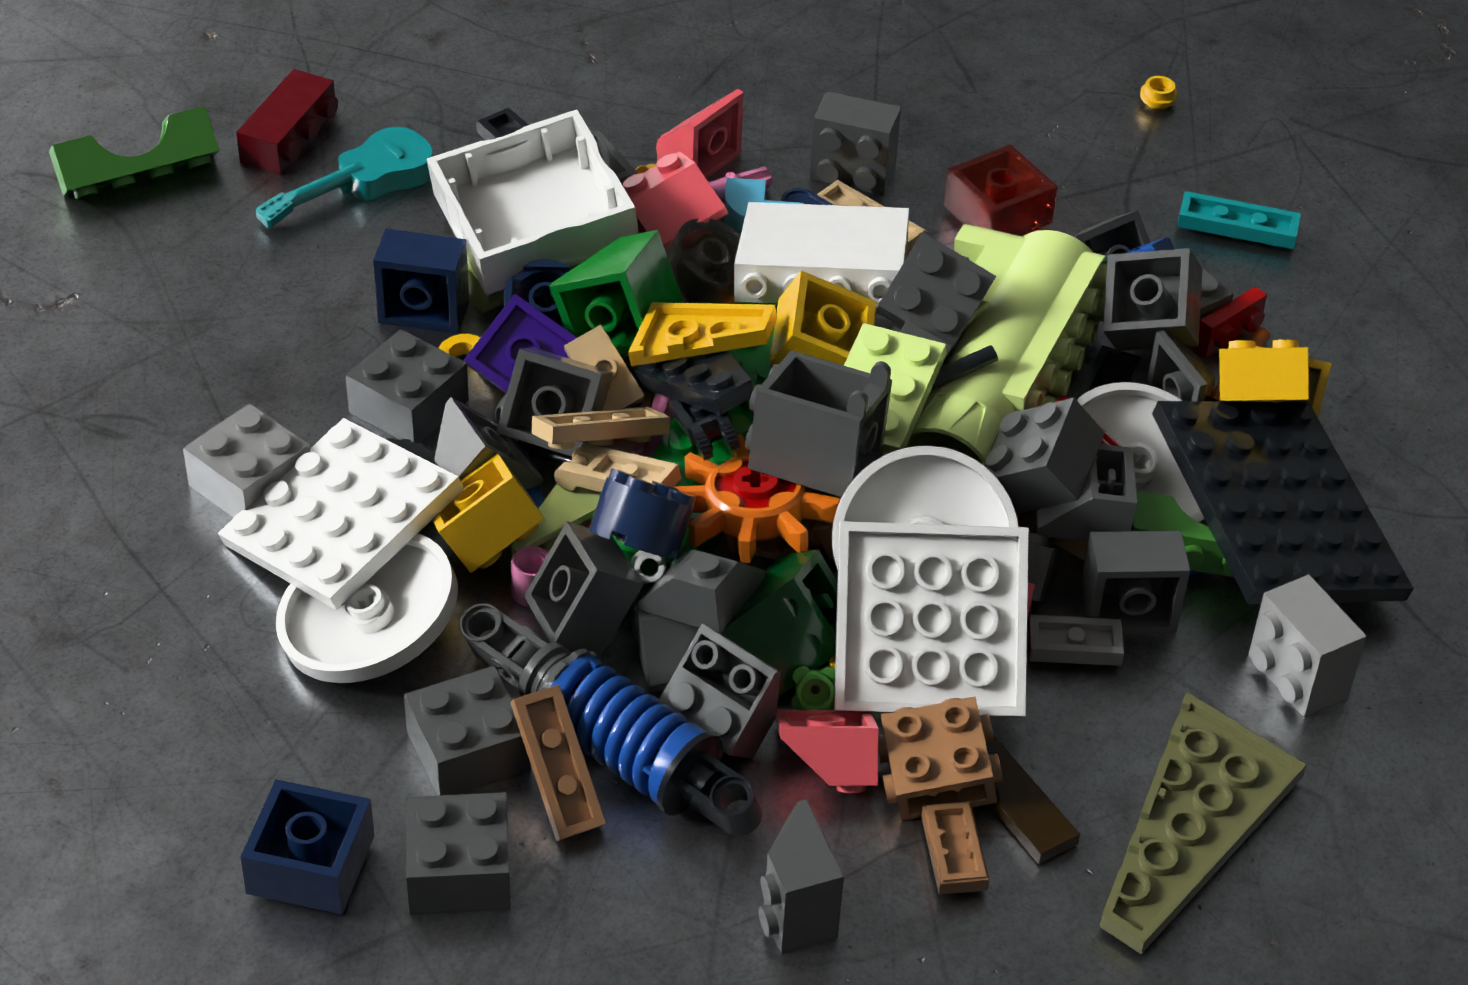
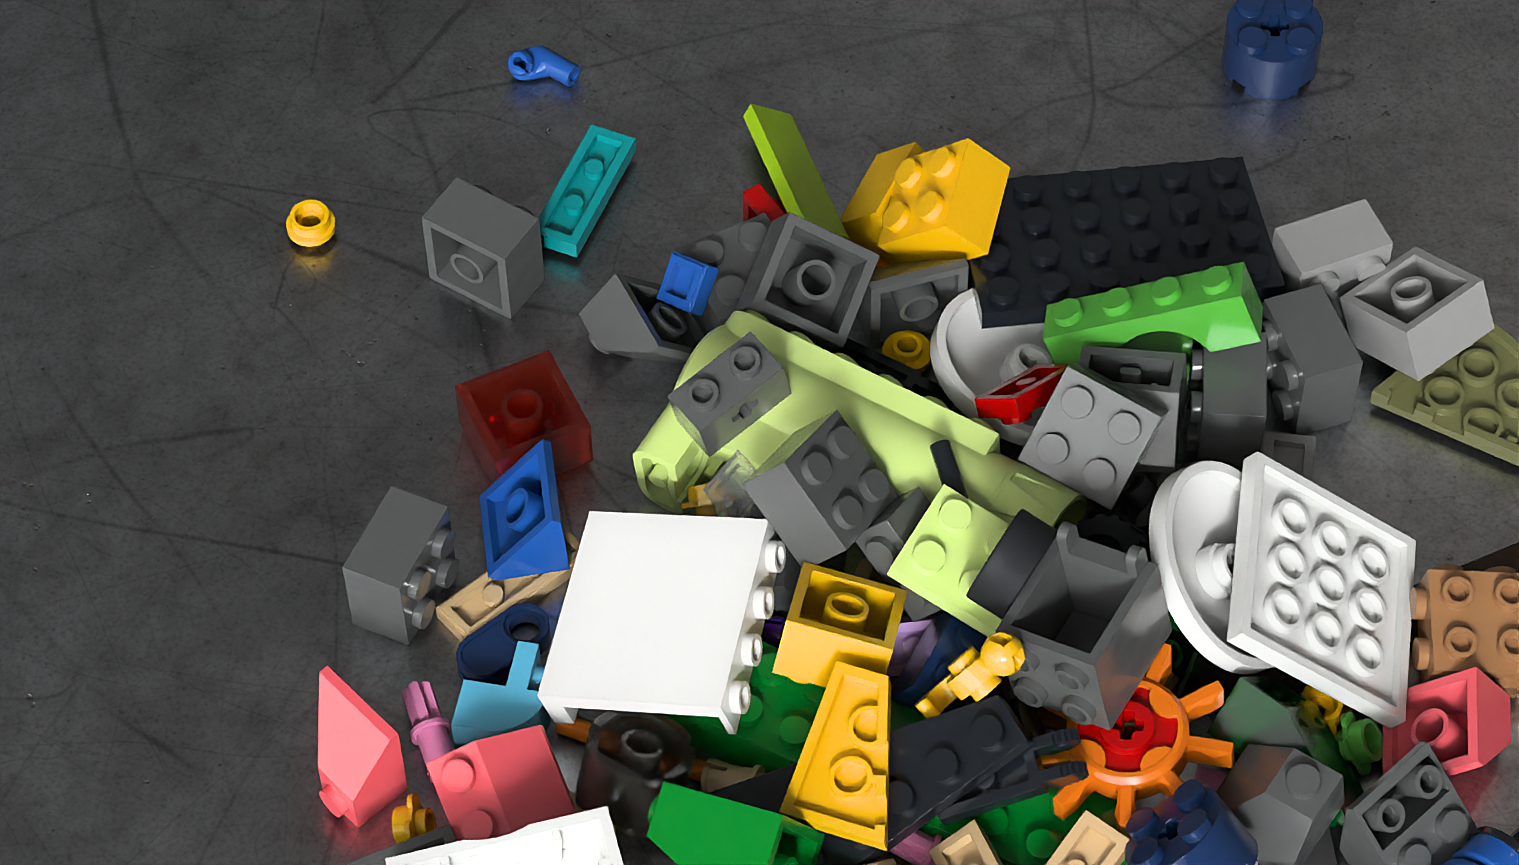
camera: 80 degrees left, 10 degrees up
(762, 353) = (975, 673): none -> yellow piece
(866, 347) = (1011, 563): none -> black tyre
(931, 202) = (525, 518): none -> blue slope
(1009, 237) = (729, 394): none -> dark grey brick
(1152, 158) = (483, 247): none -> dark grey brick
(1184, 499) = (1209, 305): none -> bright green arch
(1195, 632) = (1309, 361): none -> dark grey brick
(1264, 698) = (1417, 313): none -> light grey brick
(1289, 319) = (792, 167): none -> lime tile
(1358, 191) = (542, 62): none -> blue arm

